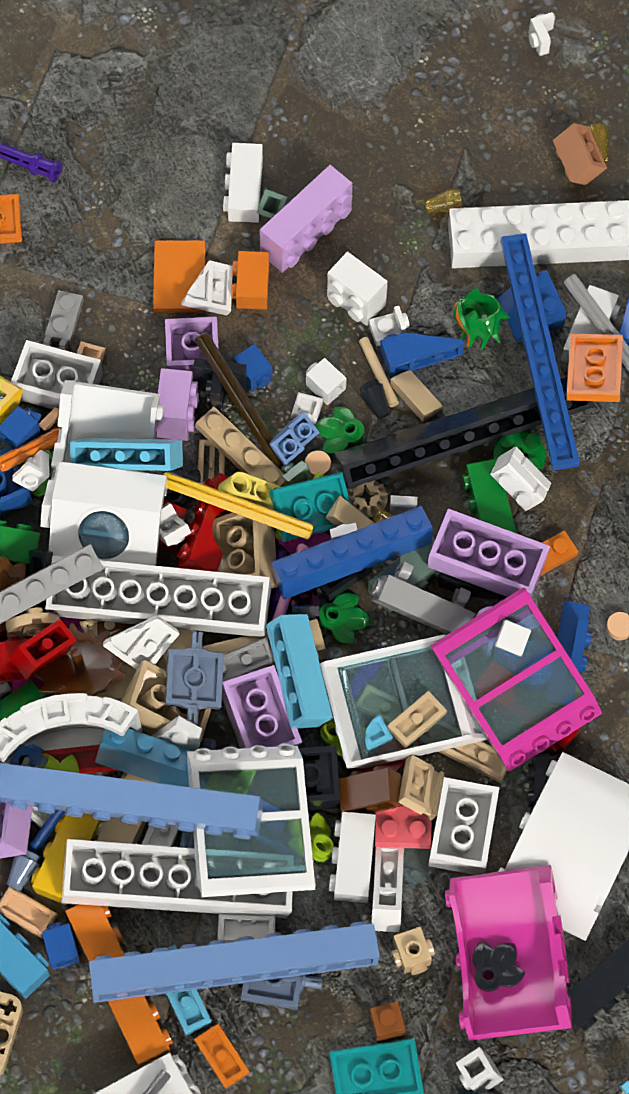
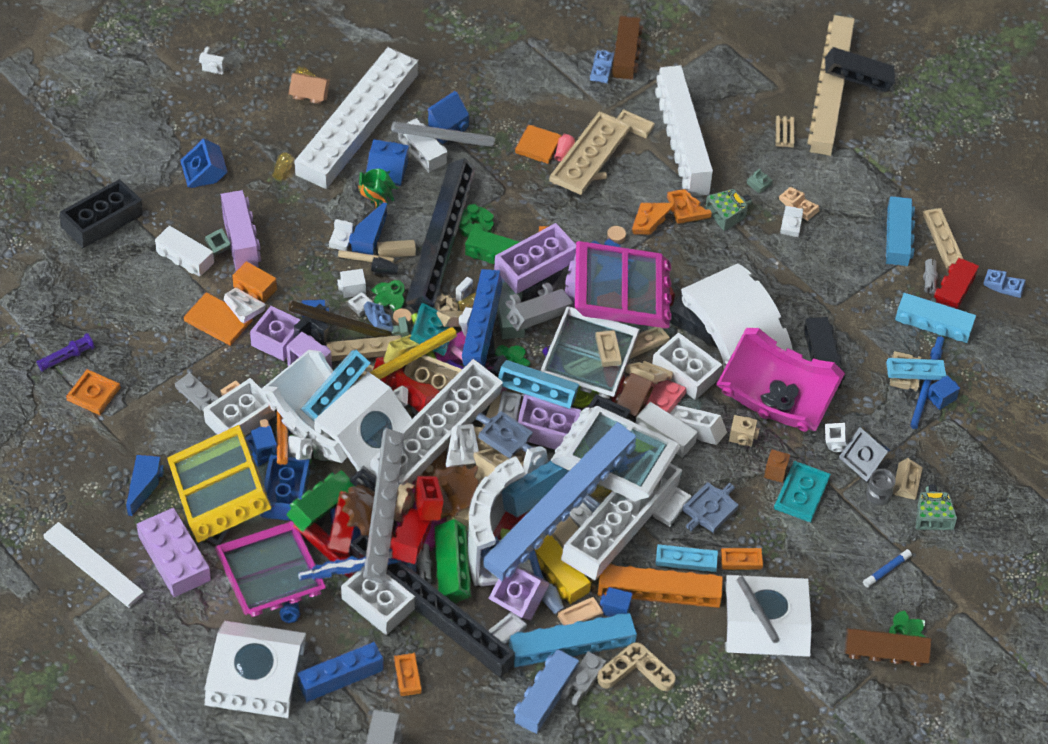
camera: 60 degrees left, 15 degrees down
(233, 67) = (101, 213): none -> black brick
(233, 962) = (692, 516): medium blue brick -> none
(356, 289) = (308, 232): white brick -> none
(376, 734) = (601, 373): medium azure tile -> none
(384, 122) = (203, 164): none -> blue slope
(512, 638) = (601, 265): white tile -> none
(520, 478) = (495, 223): white brick -> none
(539, 352) = (426, 165): blue plate -> none
(594, 367) = (458, 147): orange plate -> none

